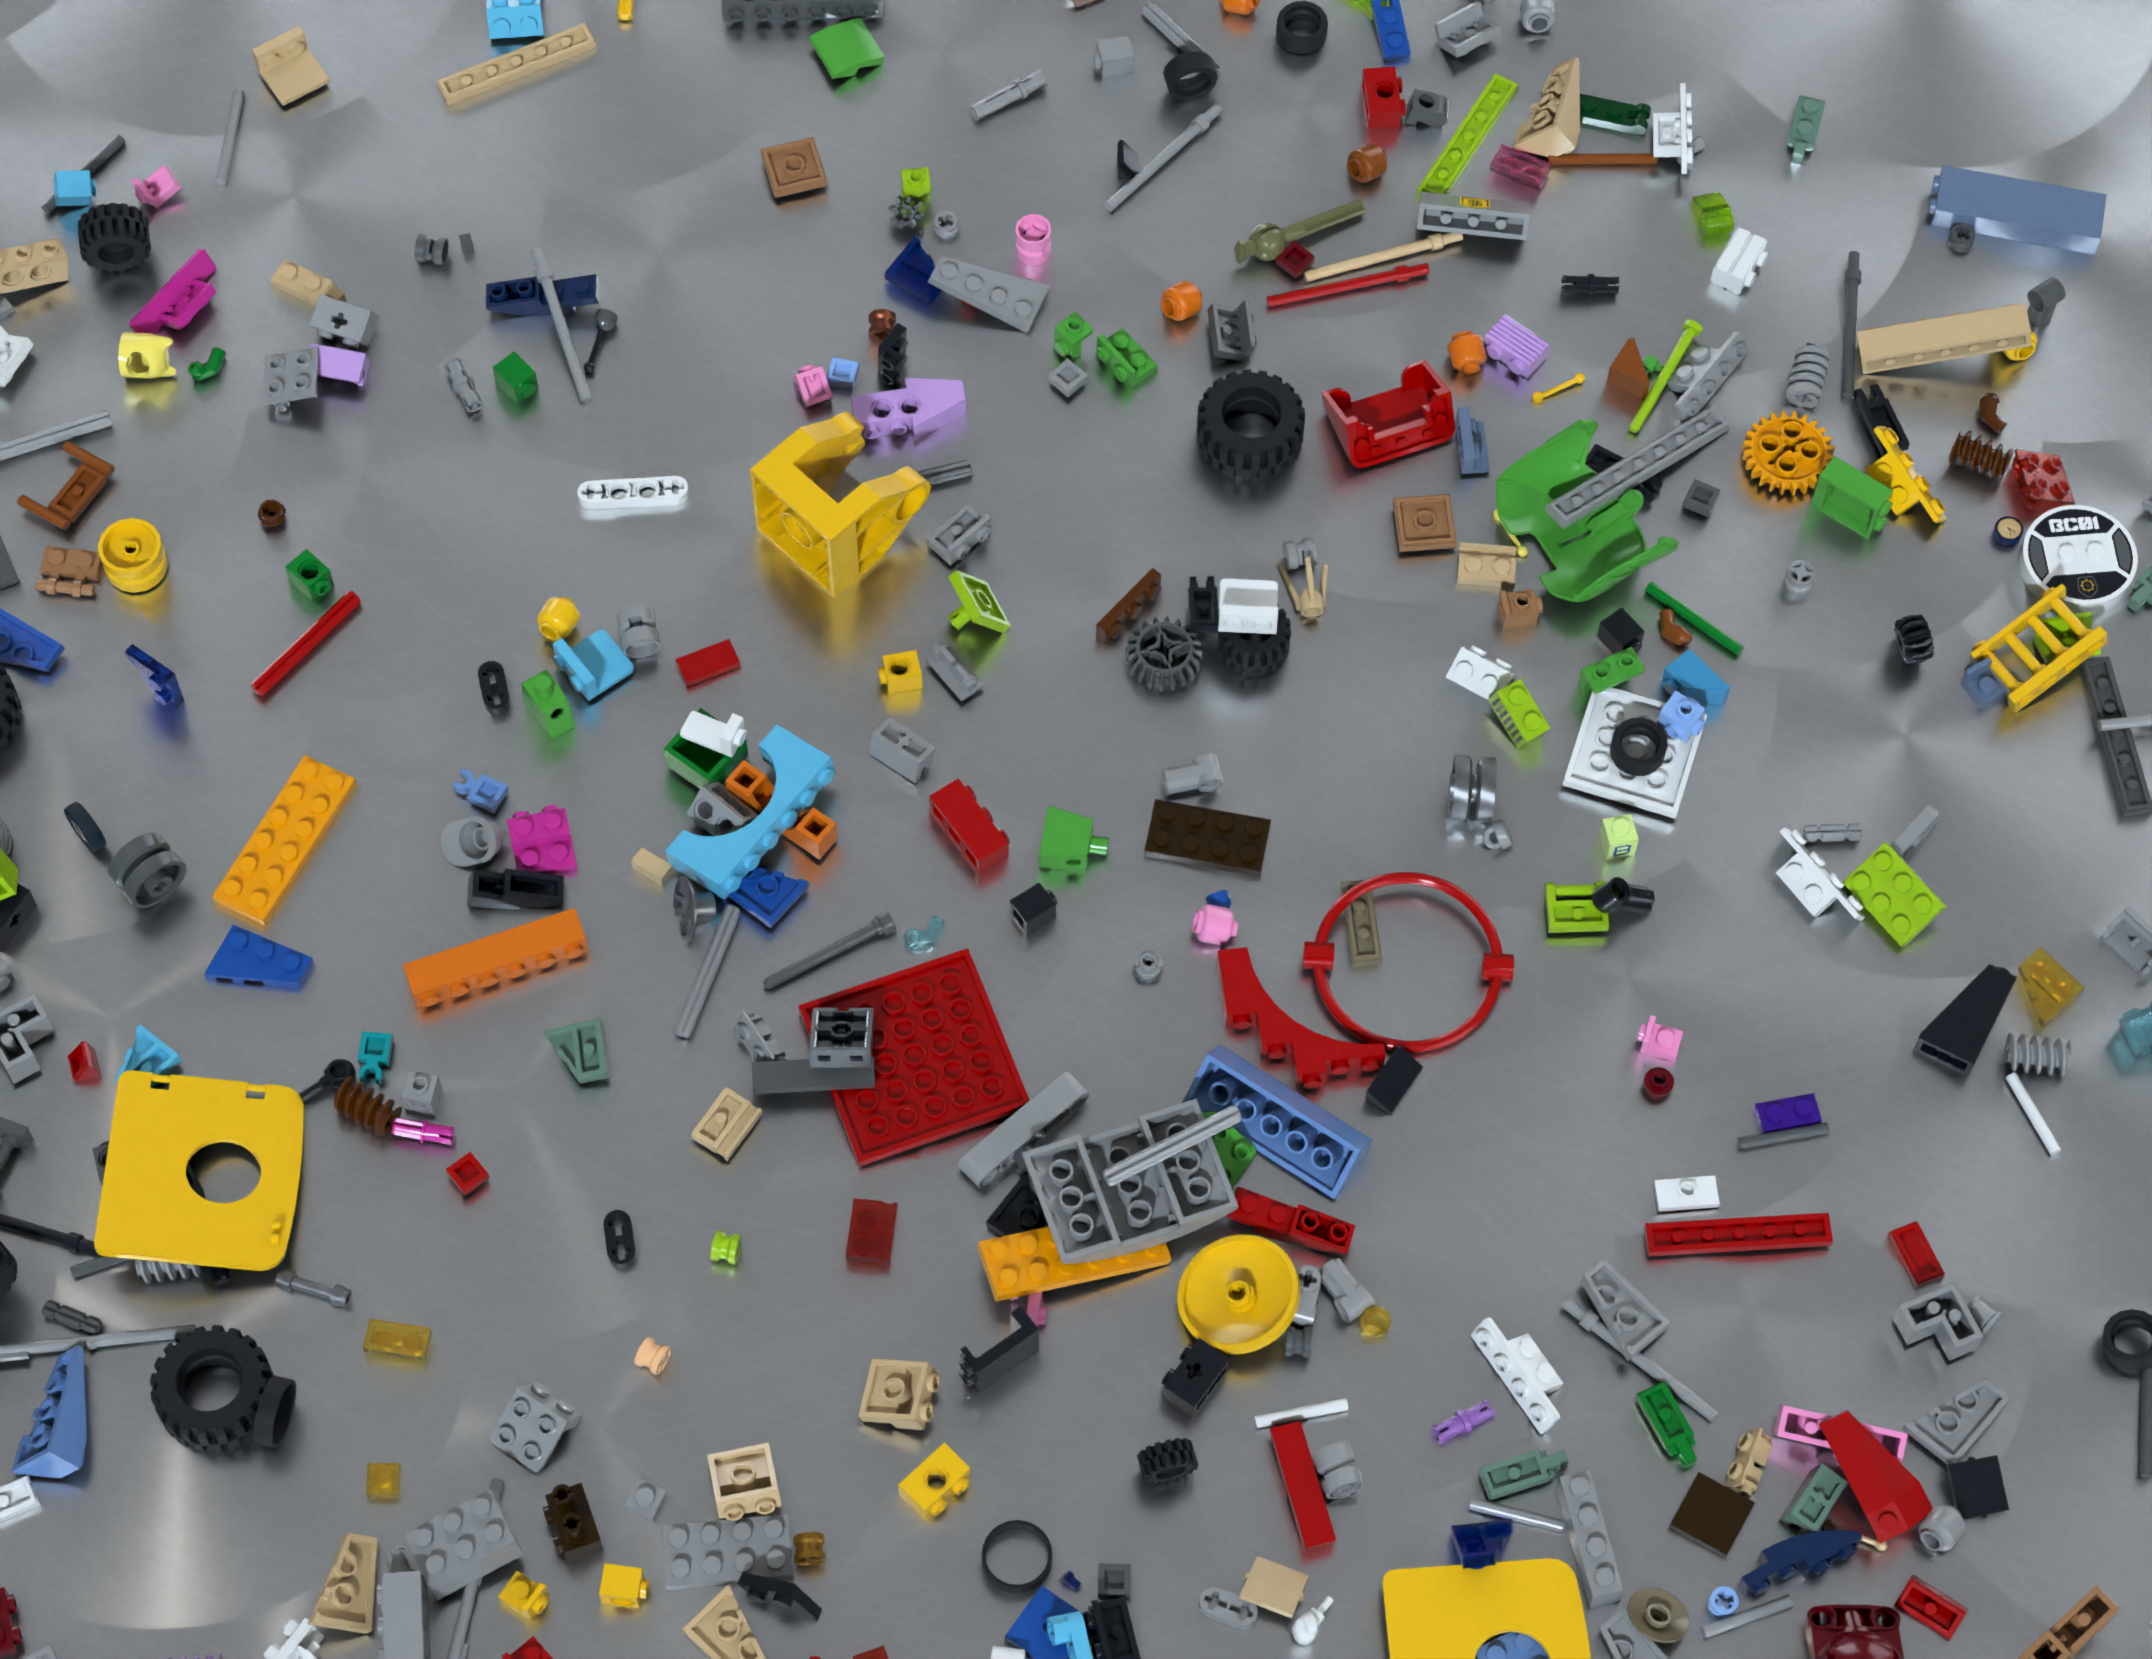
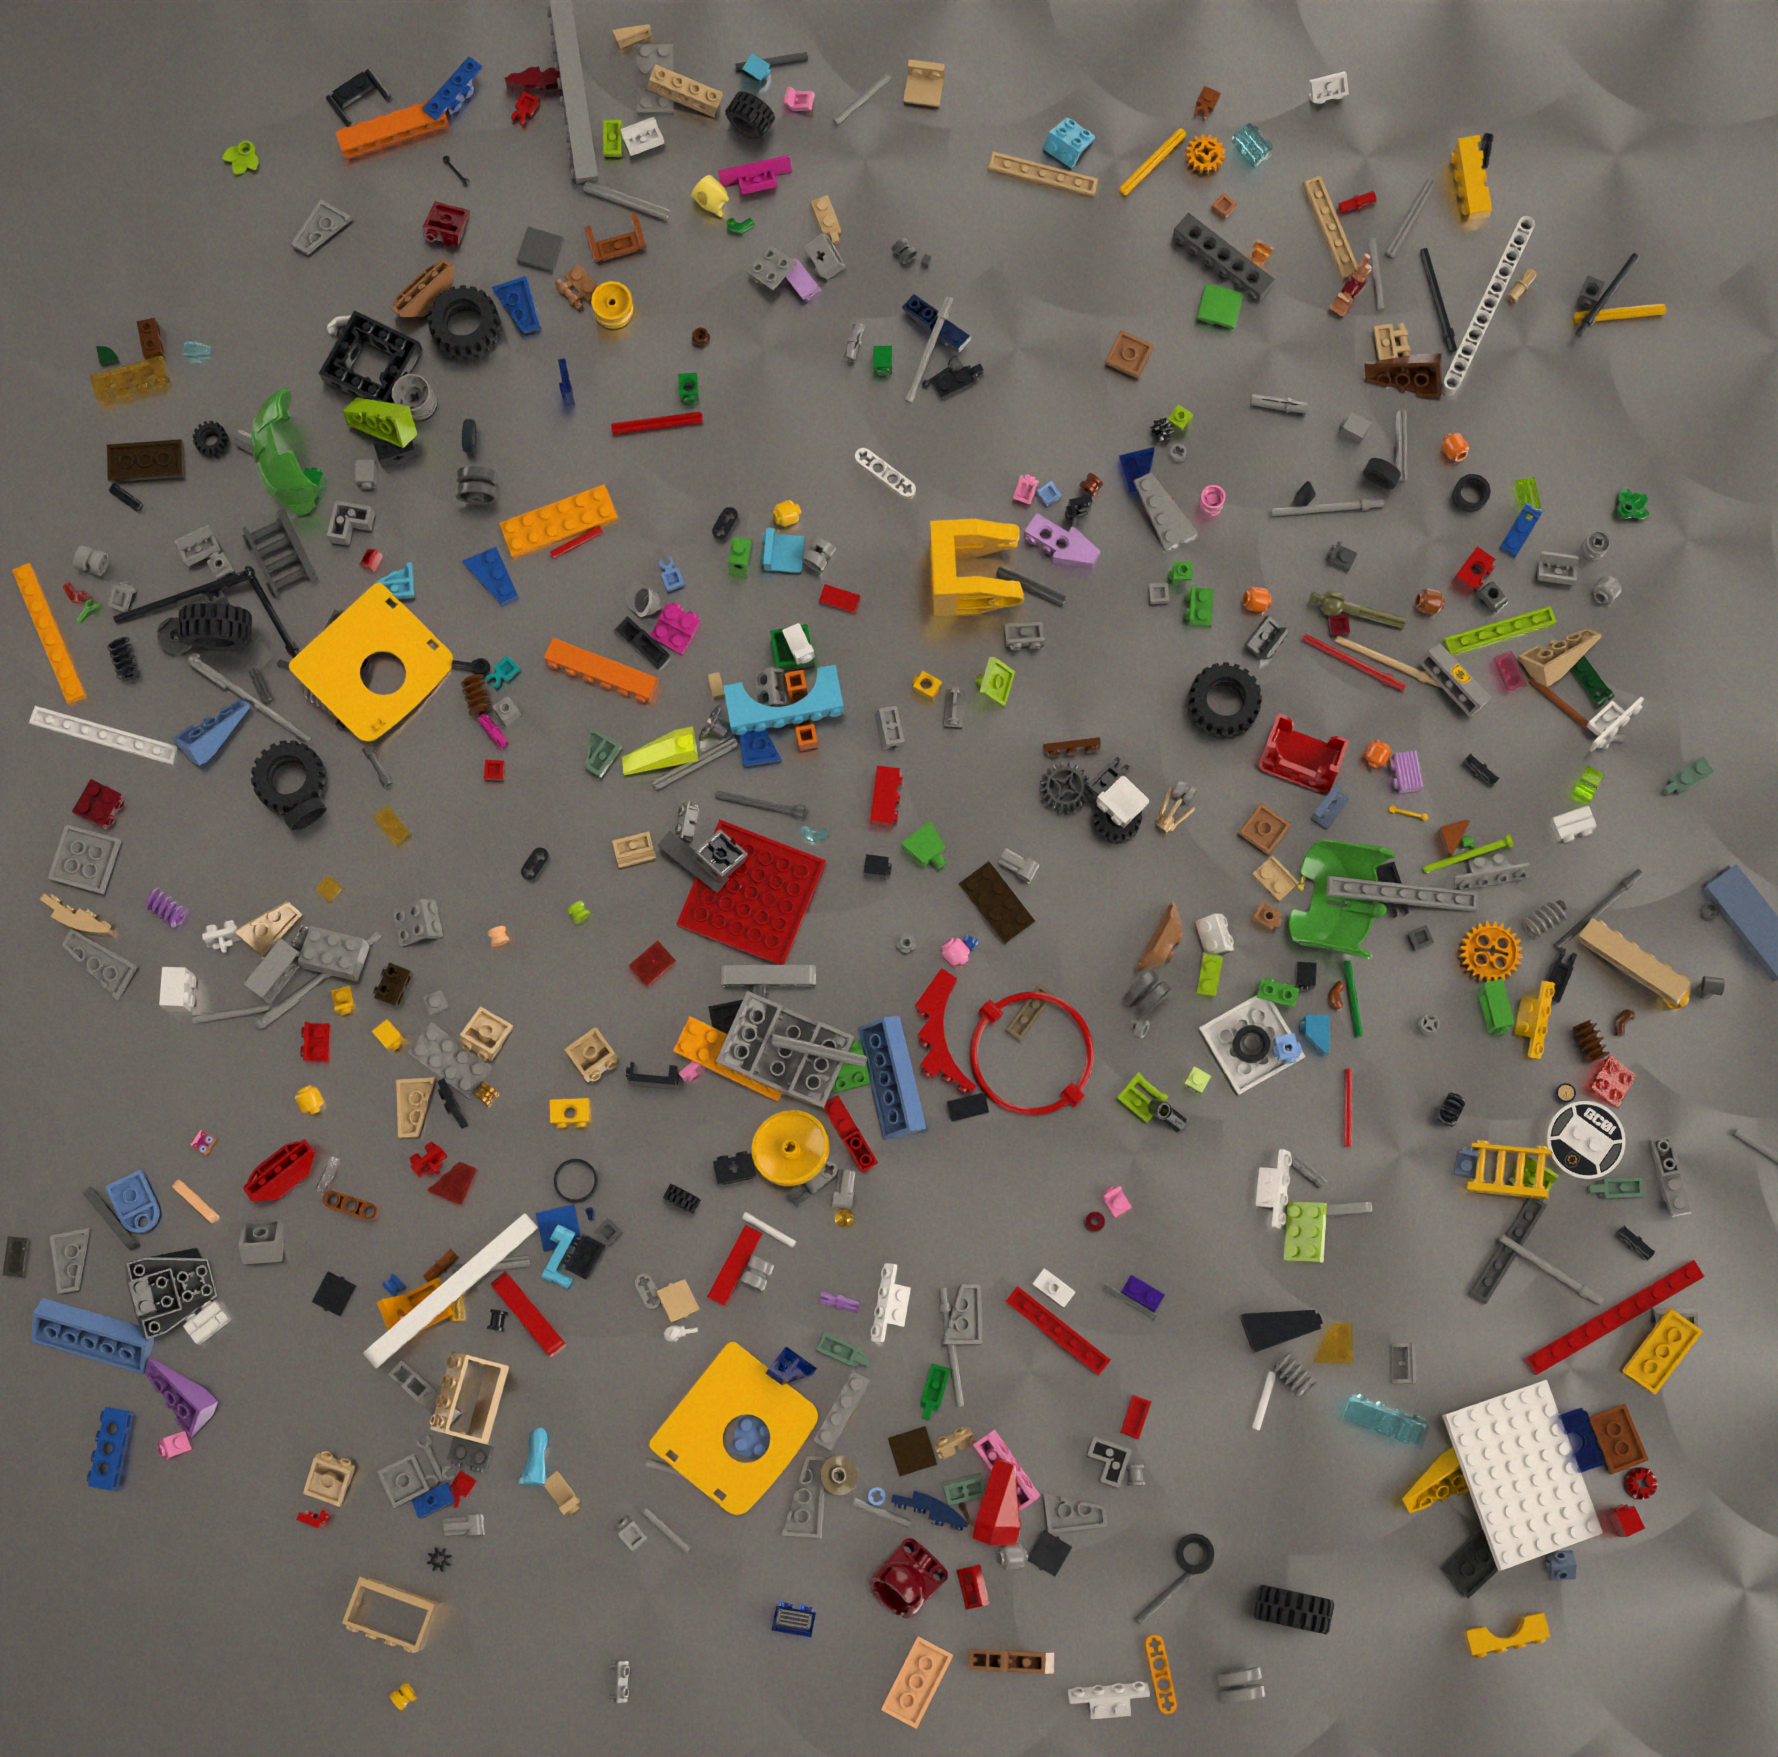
camera: 45 degrees right, 15 degrees up
(328, 845) = (575, 542): none -> red bar
(623, 337) = (957, 381): none -> black hinge
(660, 984) = (669, 750): none -> neon yellow wedge
(1228, 192) = (1341, 556): none -> dark grey bracket
(1431, 722) = (1163, 940): none -> medium nougat wedge
(1516, 1514) = (821, 1367): light grey bar -> none
(1805, 734) = (1347, 1107): none -> red bar

